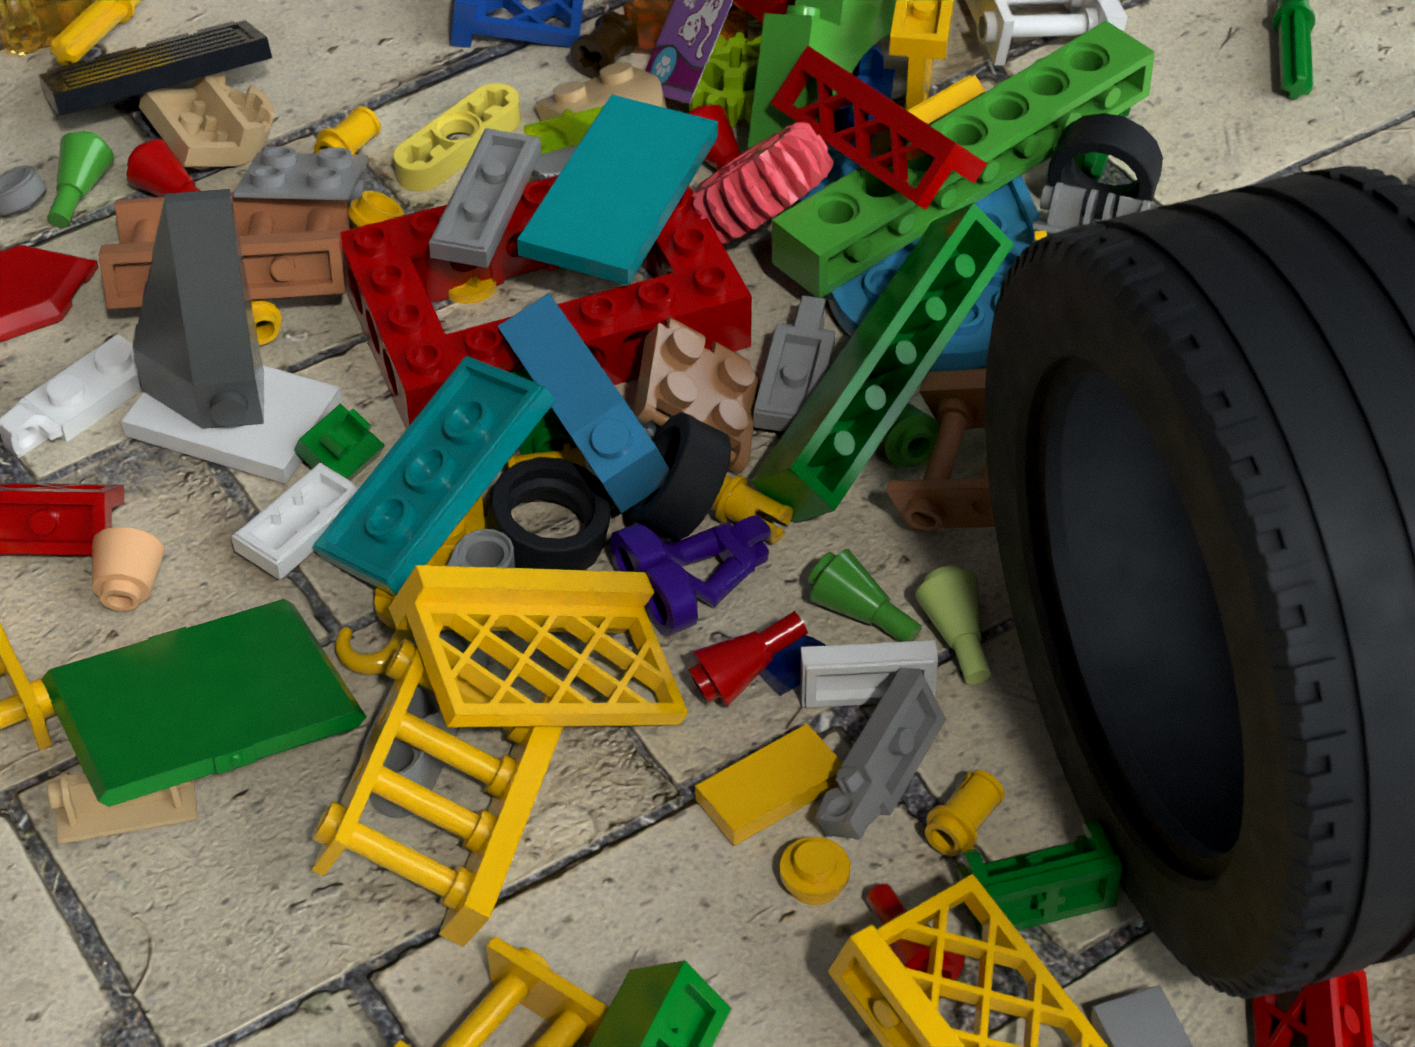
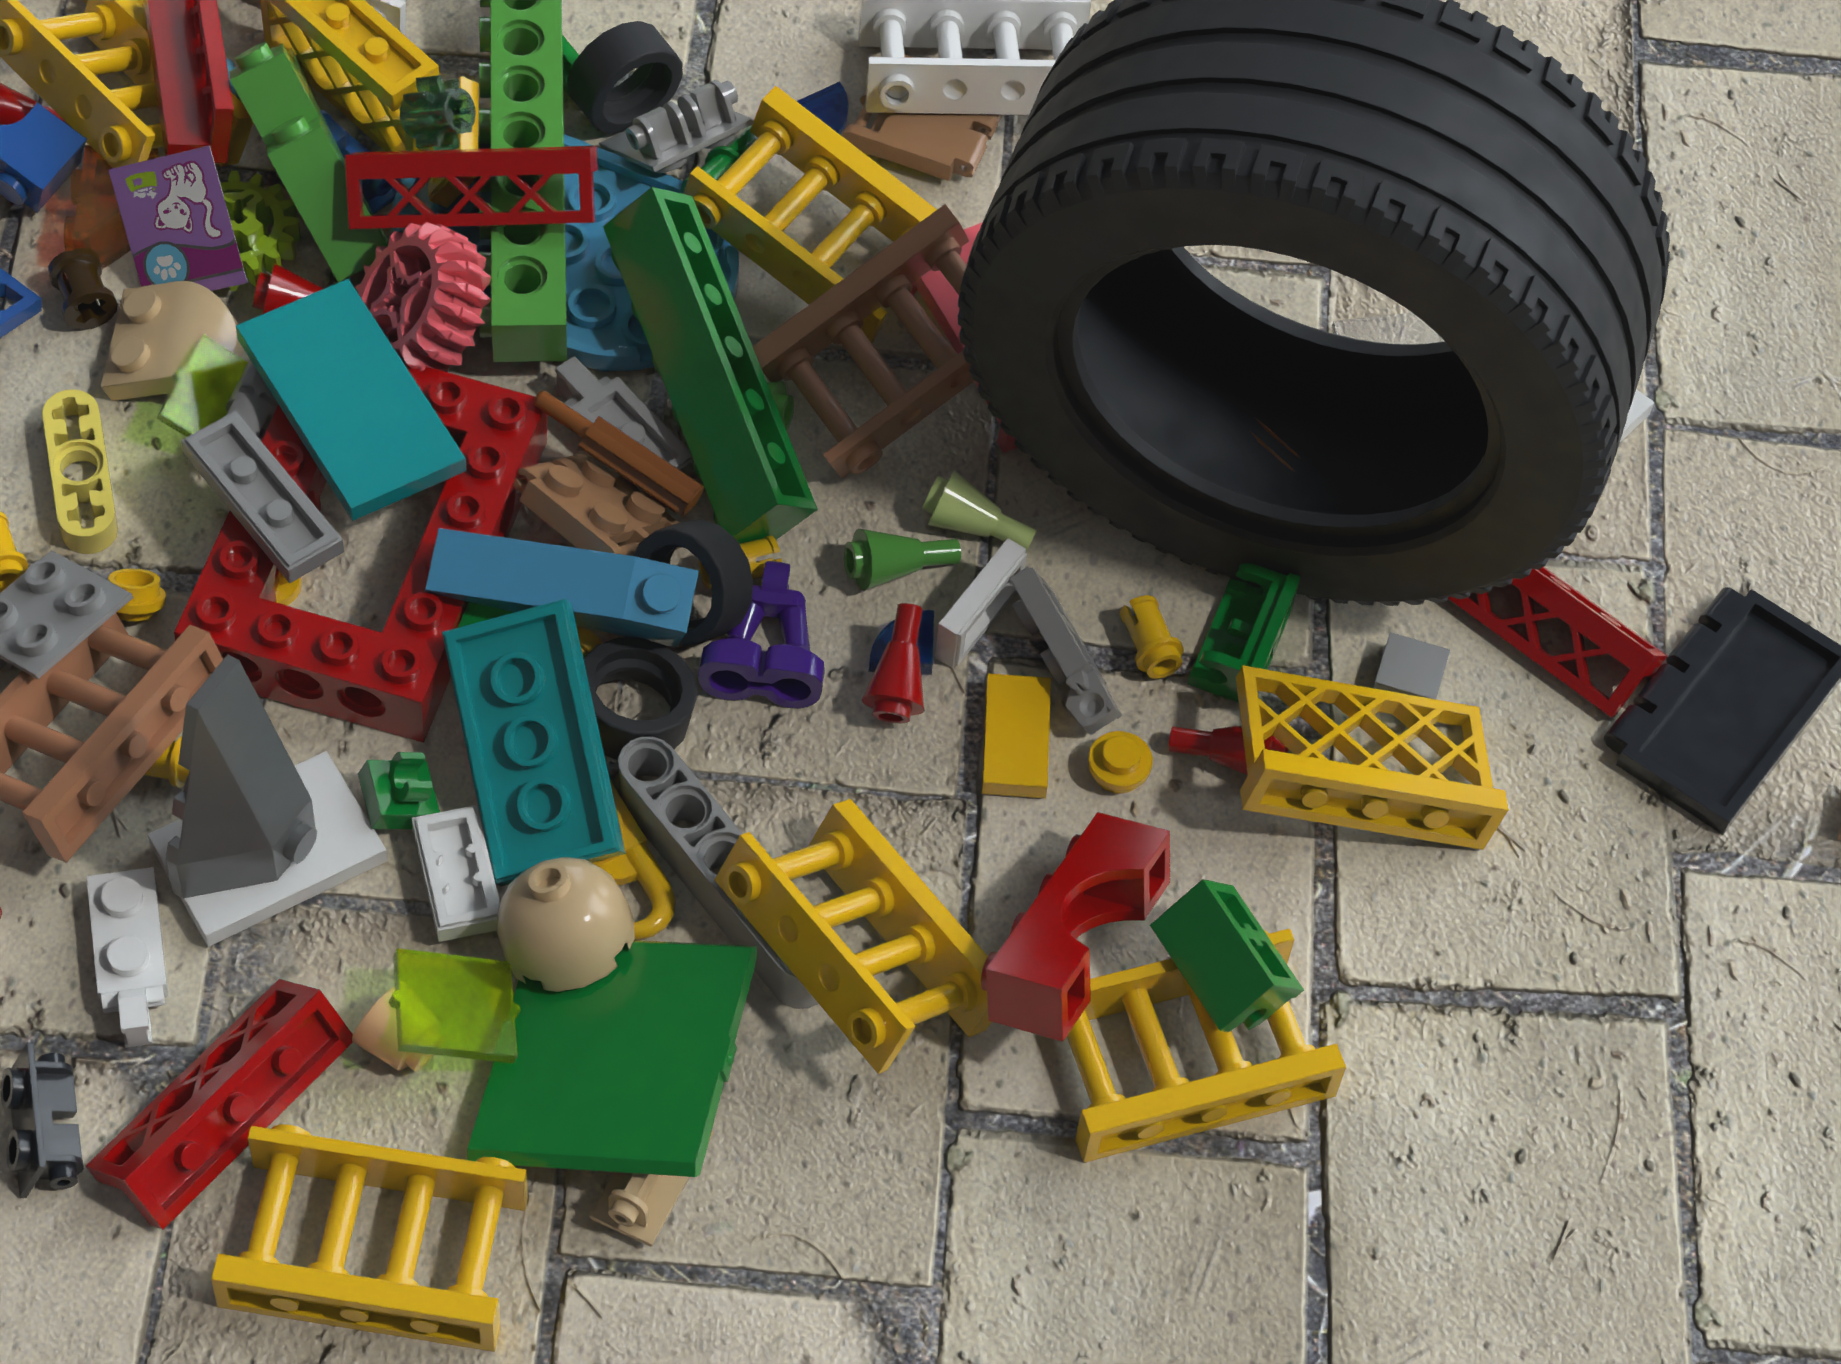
camera: 60 degrees left, 10 degrees up
(161, 578) = (454, 1006): none -> clear neon green piece
(292, 591) = (564, 924): none -> tan cylinder
(498, 908) = (1042, 969): none -> red arch
(531, 606) = (760, 770): yellow fence -> none
(755, 374) = (626, 456): none -> dark orange axle
(923, 75) = (437, 113): none -> clear green gear

